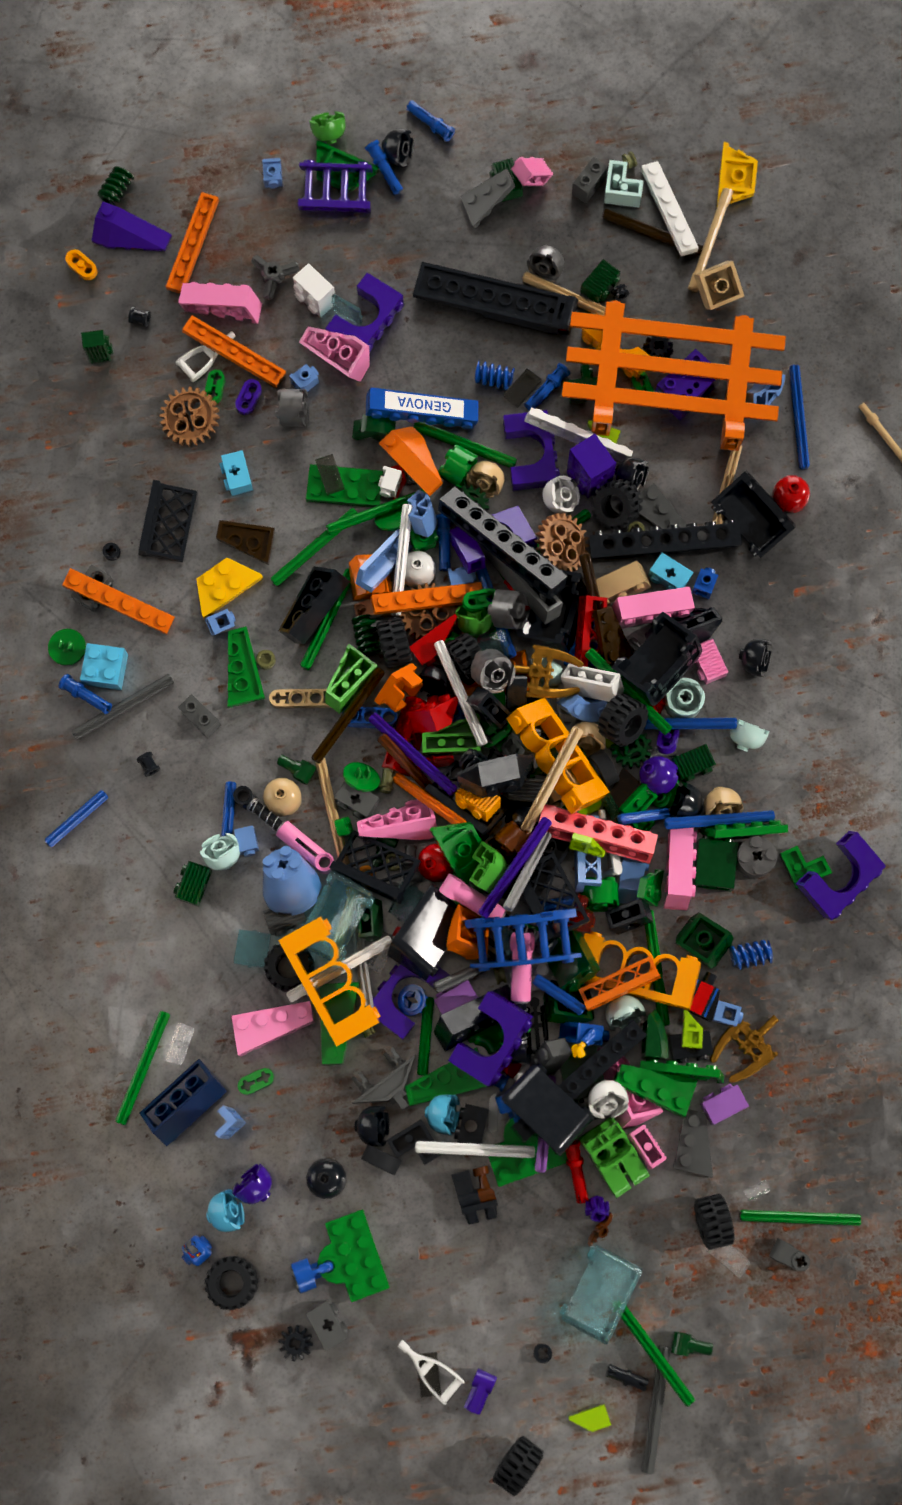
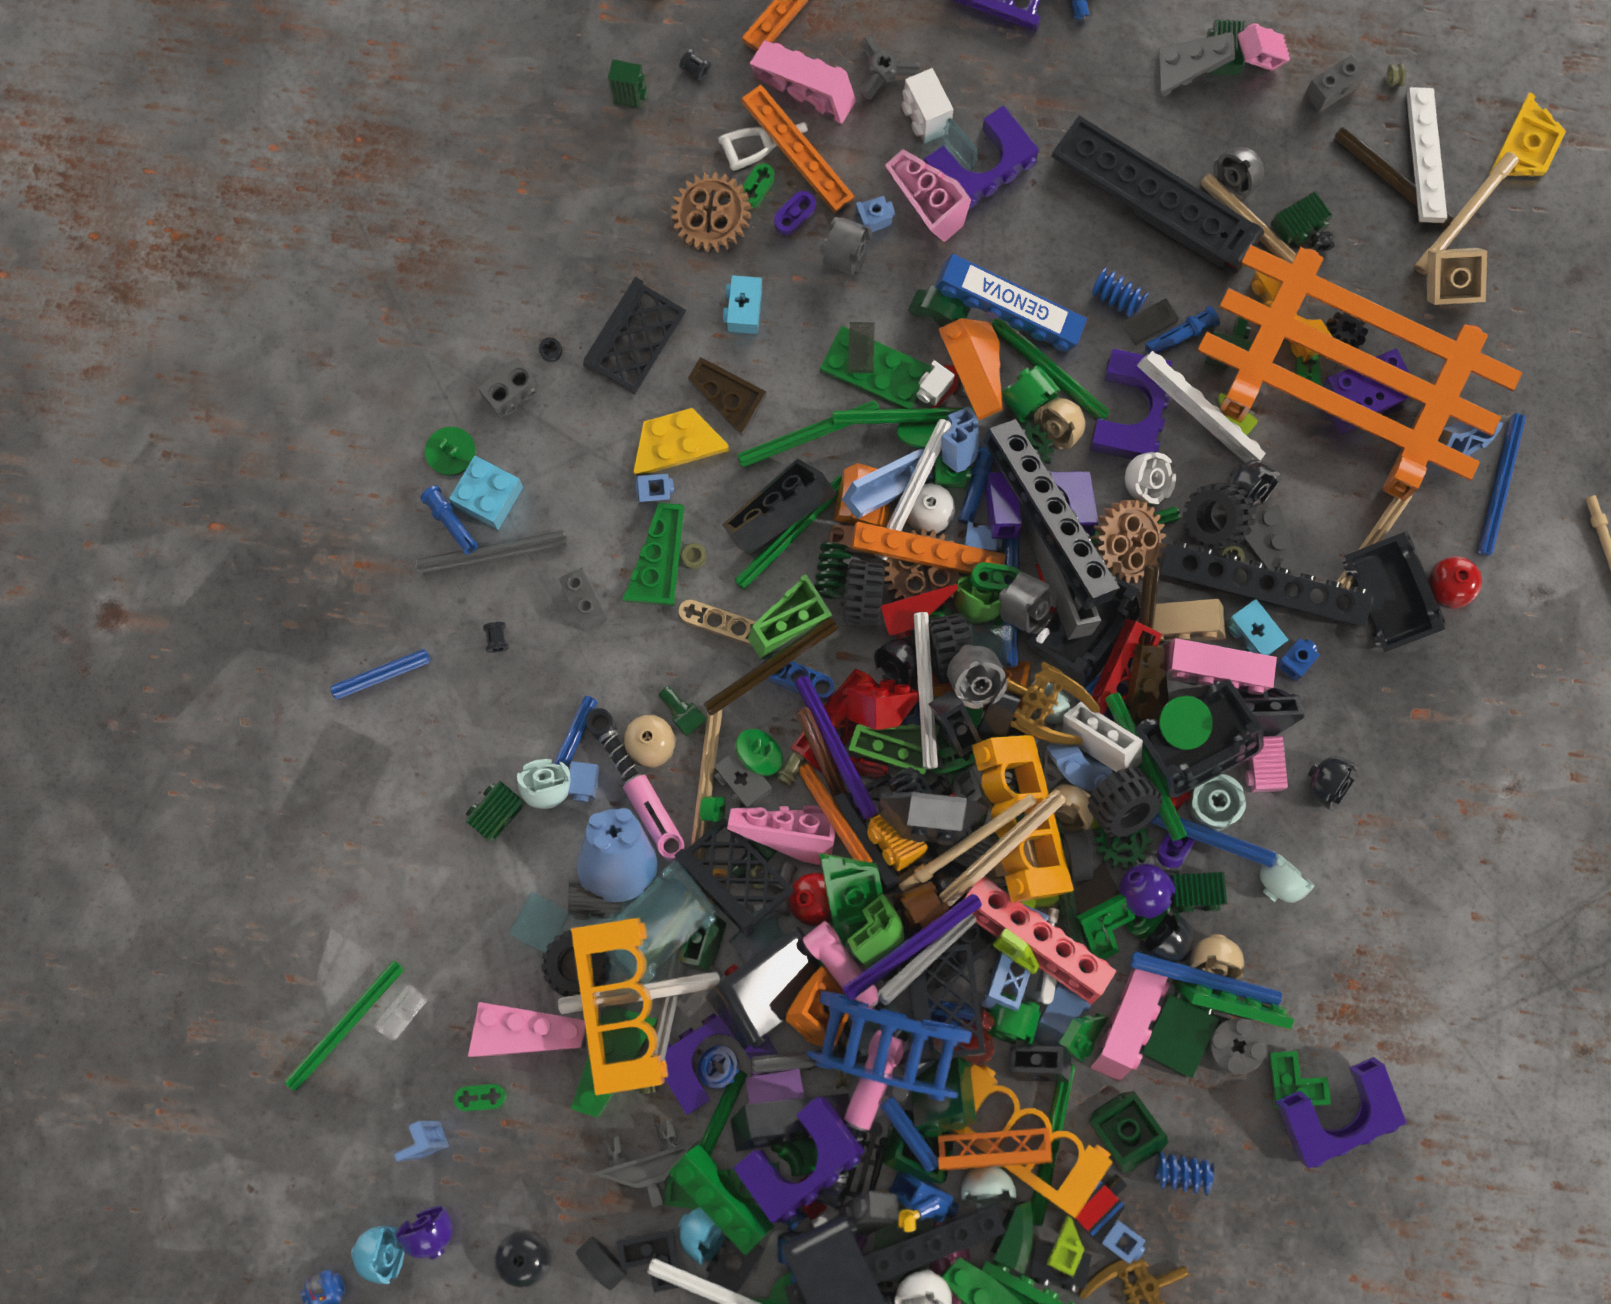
camera: 20 degrees right, 0 degrees up
(118, 601) = (534, 415): orange plate -> none
(182, 1102) = (377, 1090): dark blue slope -> none
(373, 1126) = (607, 1214): black cylinder -> none
(403, 679) = (856, 645): orange panel -> none
(465, 1095) = (740, 1222): none -> green arch
(504, 816) = (924, 872): none -> tan bar
(590, 465) = (1202, 453): dark purple piece -> none
(619, 188) = (1373, 110): light aqua brick -> none
(643, 816) = (1106, 938): blue axle -> none
(644, 651) = (1185, 722): none -> green piece

